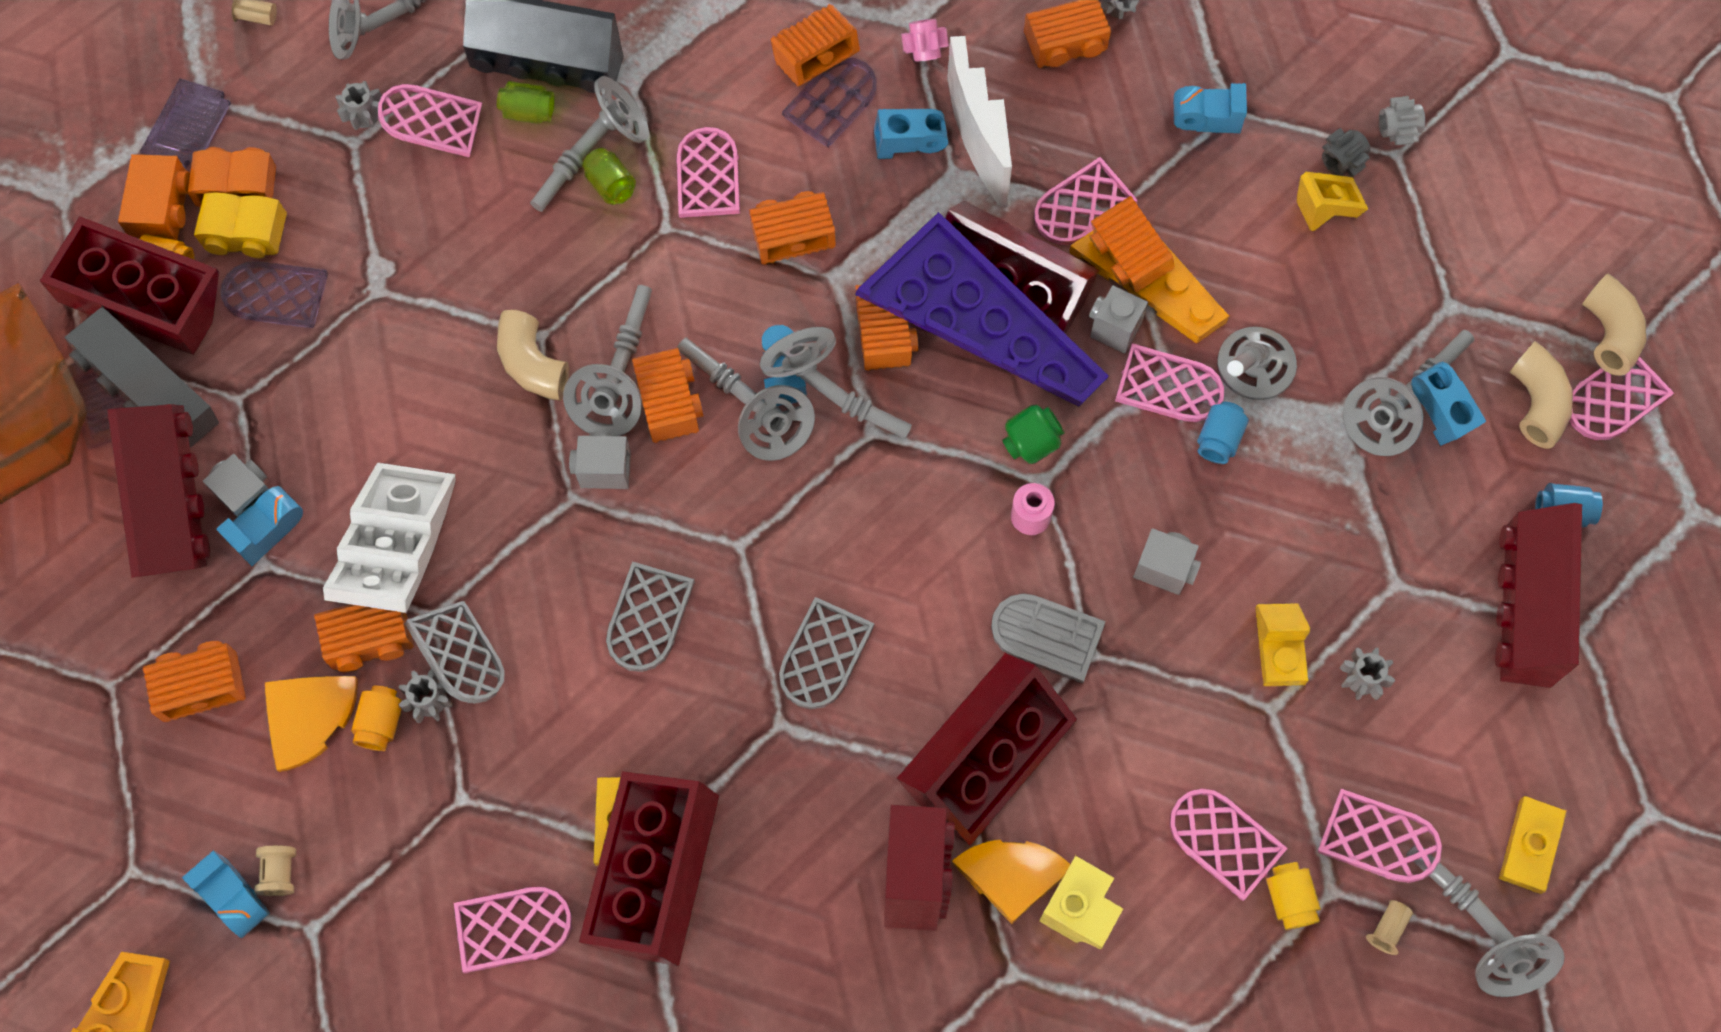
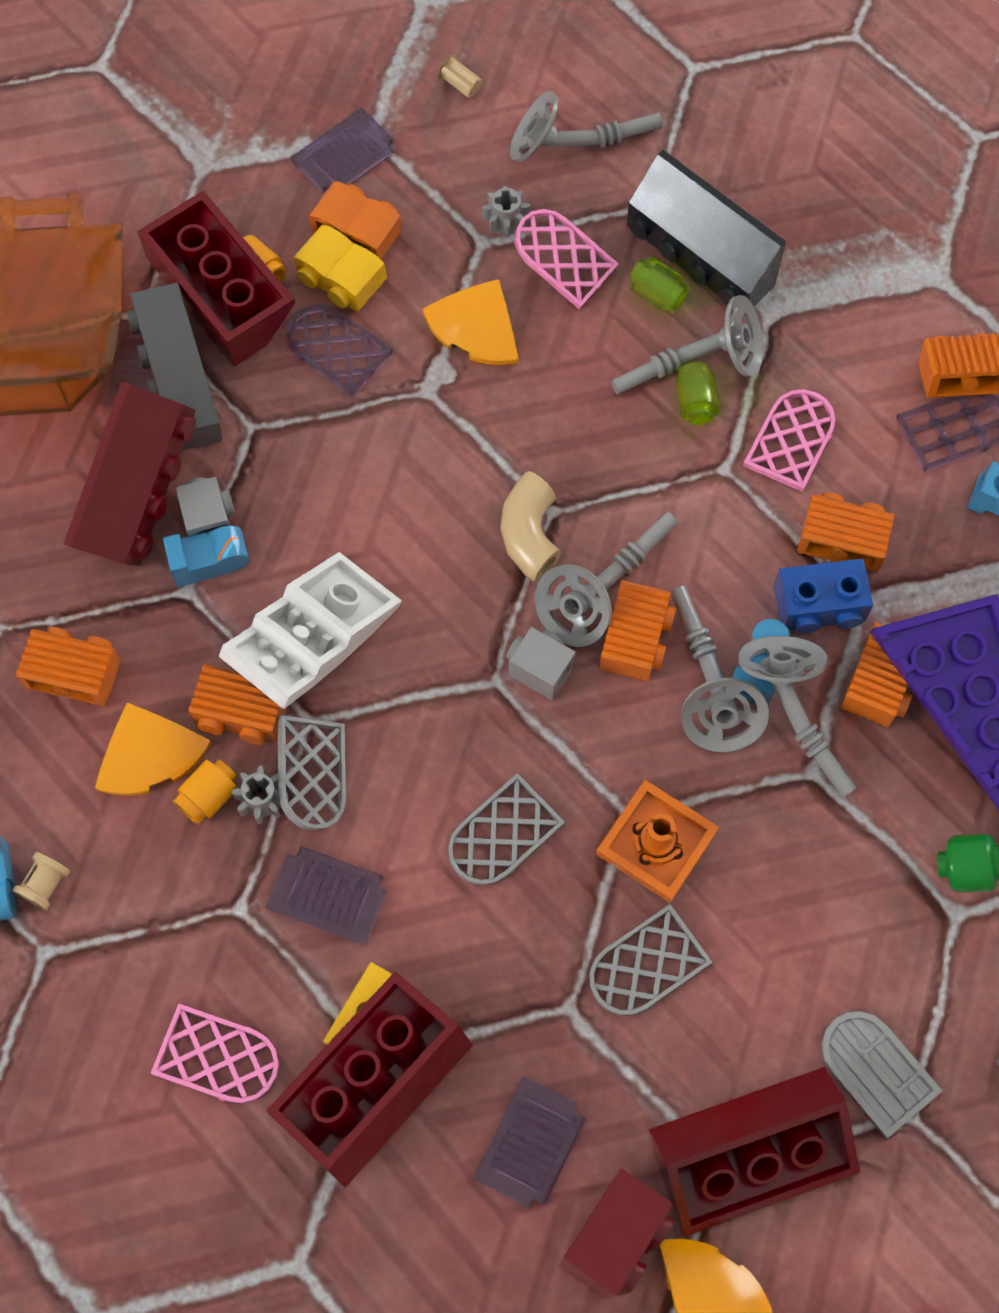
camera: 30 degrees right, 0 degrees up
(154, 196) = (278, 205): orange brick -> none
(386, 211) = (476, 323): none -> light orange brick
(530, 745) = (328, 894): none -> clear purple window
(778, 537) = (666, 827): none -> orange plate
(802, 286) = (823, 595): none -> blue brick
(809, 846) = (530, 1144): none -> clear purple window
(1032, 509) = (919, 944): bright pink brick -> none

